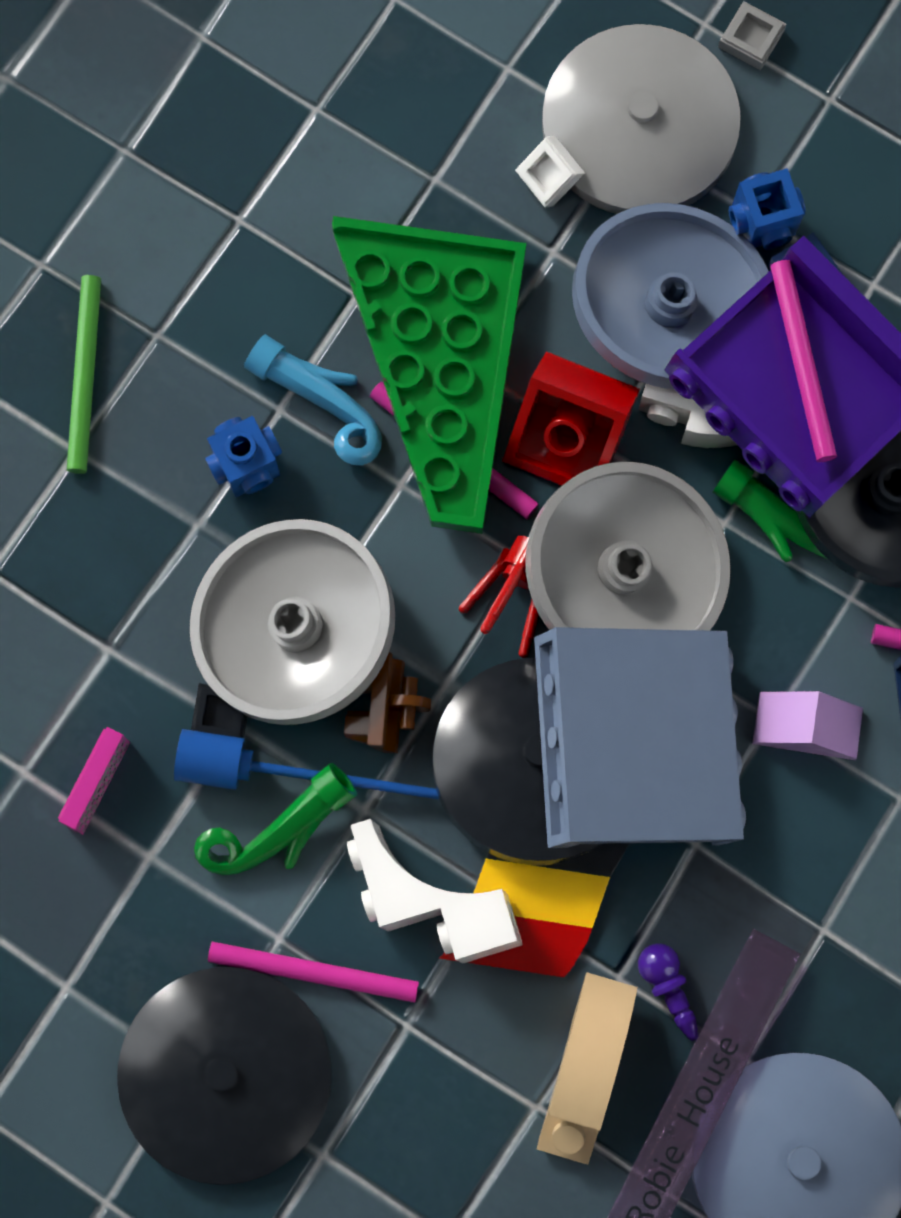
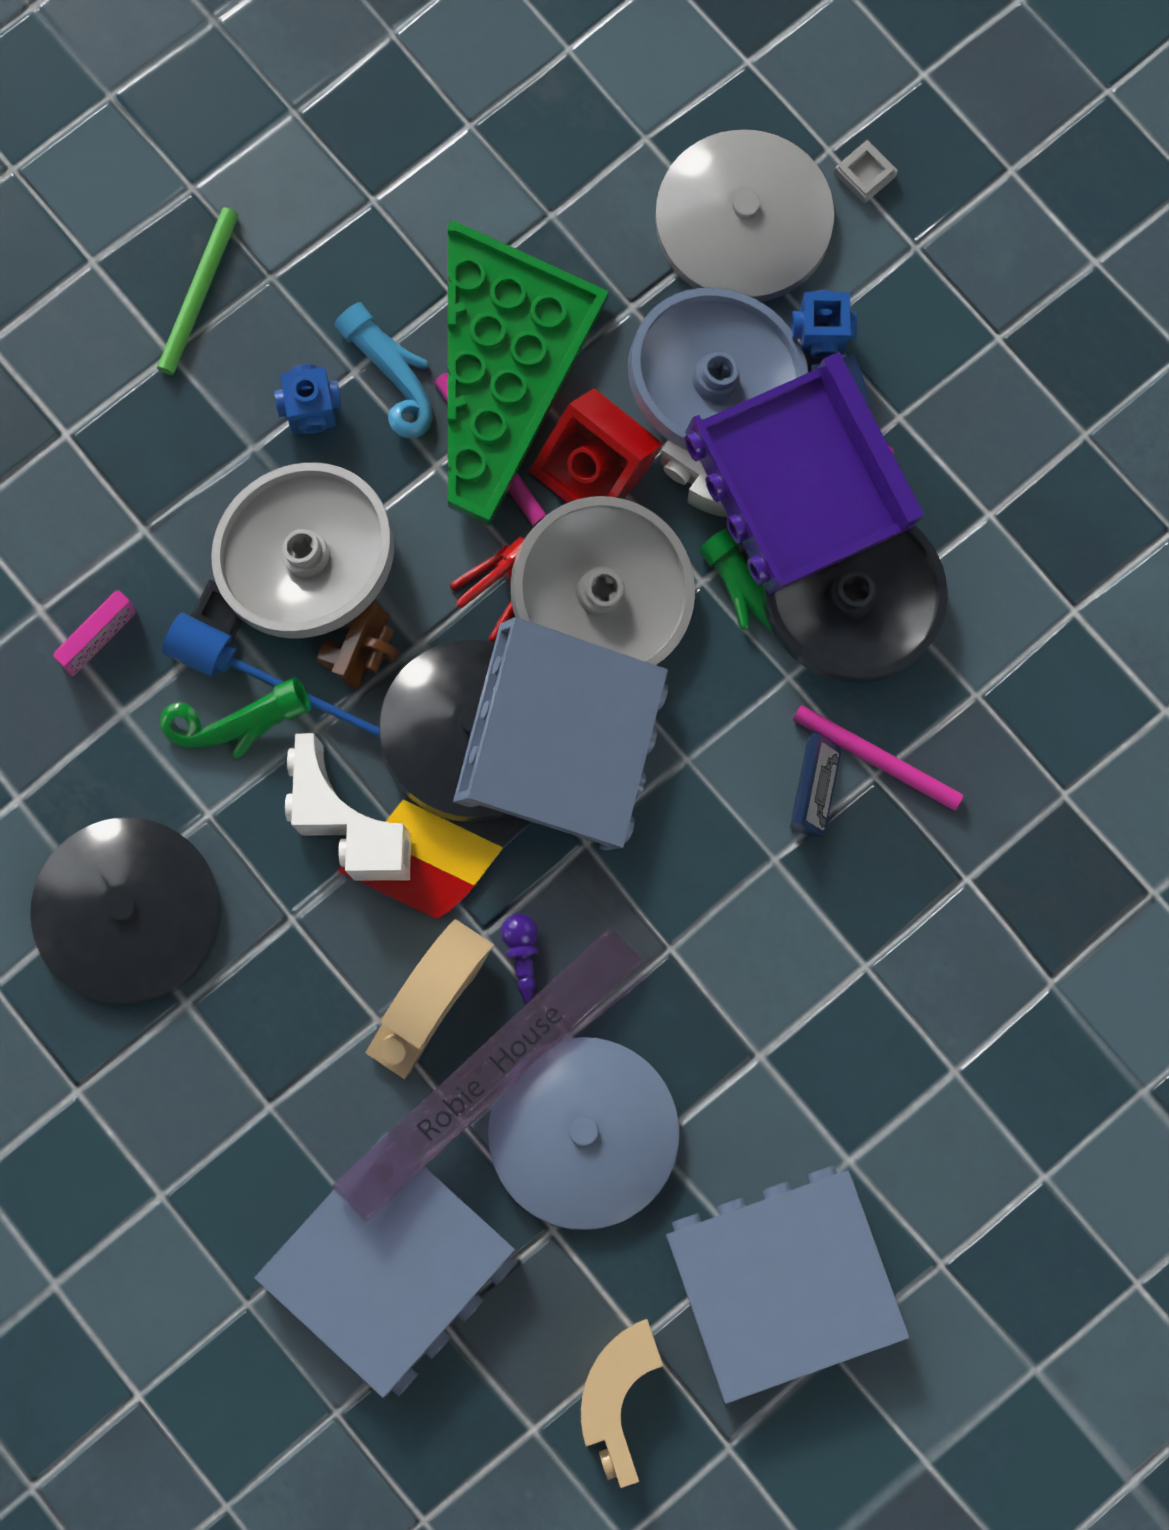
camera: 15 degrees right, 0 degrees up
(313, 972) = (228, 849): dark pink bar -> none
(550, 171) = (650, 236): white tile -> none
(803, 361) = (805, 459): dark pink bar -> none
(808, 723) = (715, 771): lavender slope -> none

